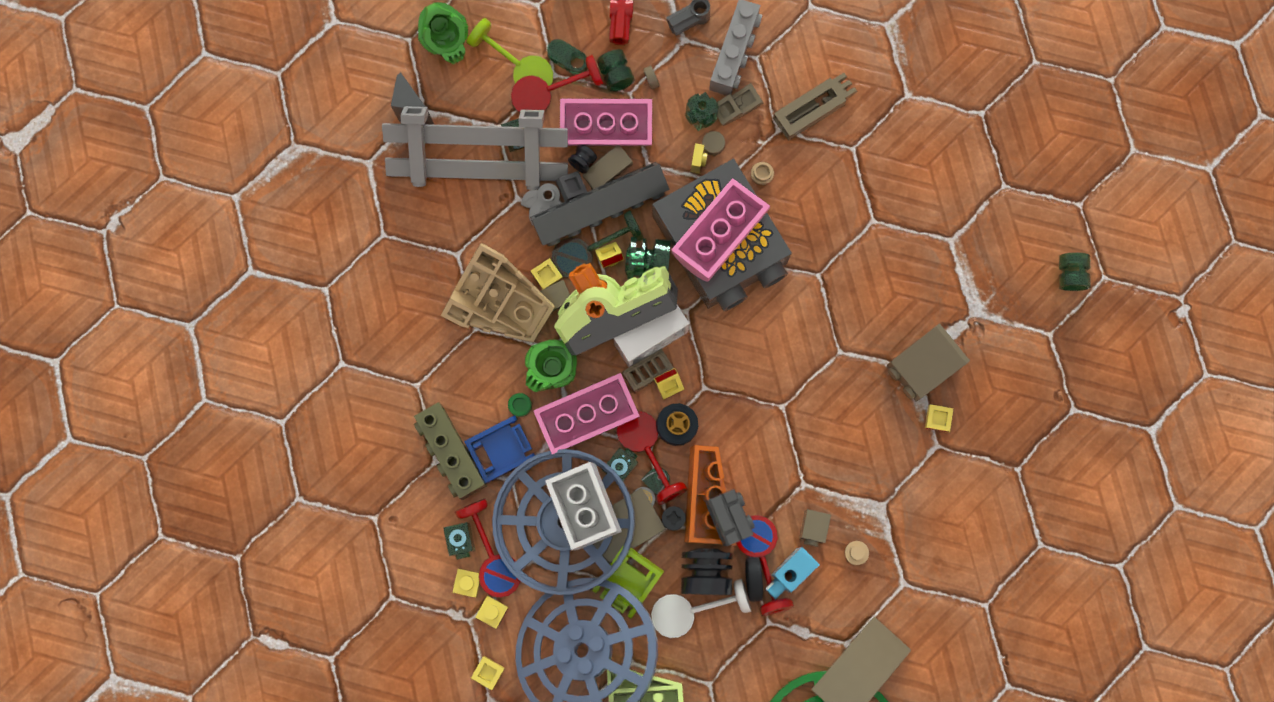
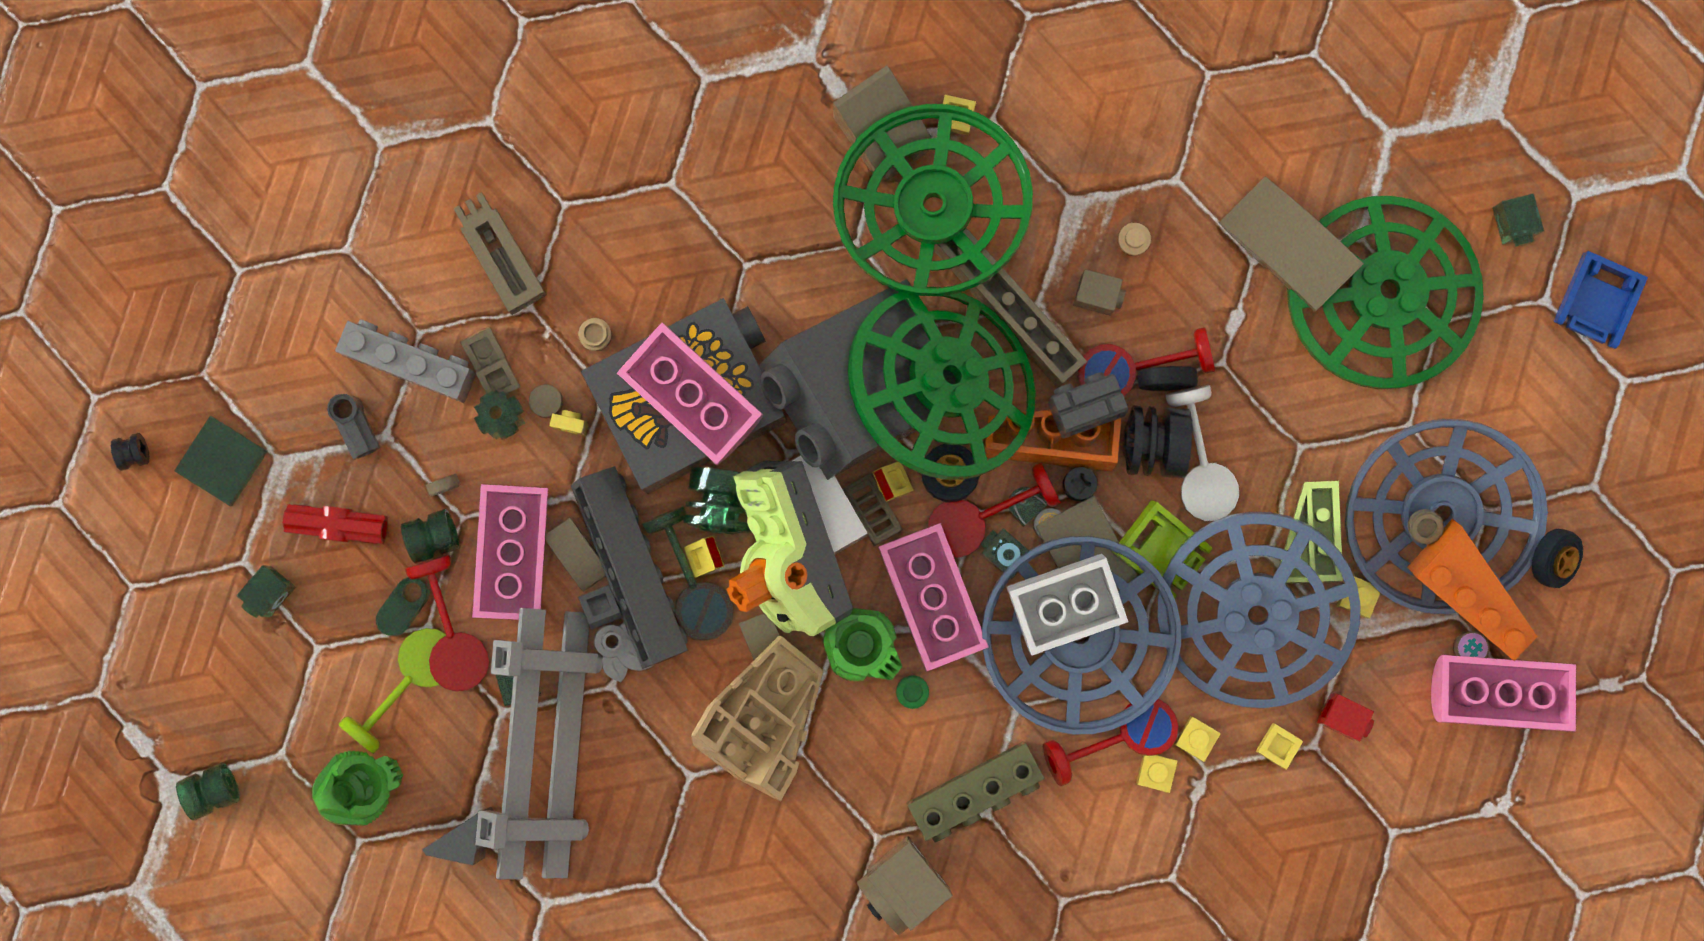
camera: 90 degrees left, 5 degrees up
(381, 402) = (903, 887): none -> dark tan piece
(459, 540) = (1100, 781): clear green brick -> none
(503, 446) = (972, 715): blue container -> none
(546, 274) = (728, 647): light yellow plate -> none
(582, 158) = (561, 589): black wheel -> none
(731, 401) = (935, 392): none -> green dish
(739, 354) = (812, 385): none -> dark grey brick
(799, 564) = (1157, 313): medium azure torso -> none
(803, 458) = (1031, 326): none -> dark tan brick
(884, 391) = (930, 182): none -> green dish

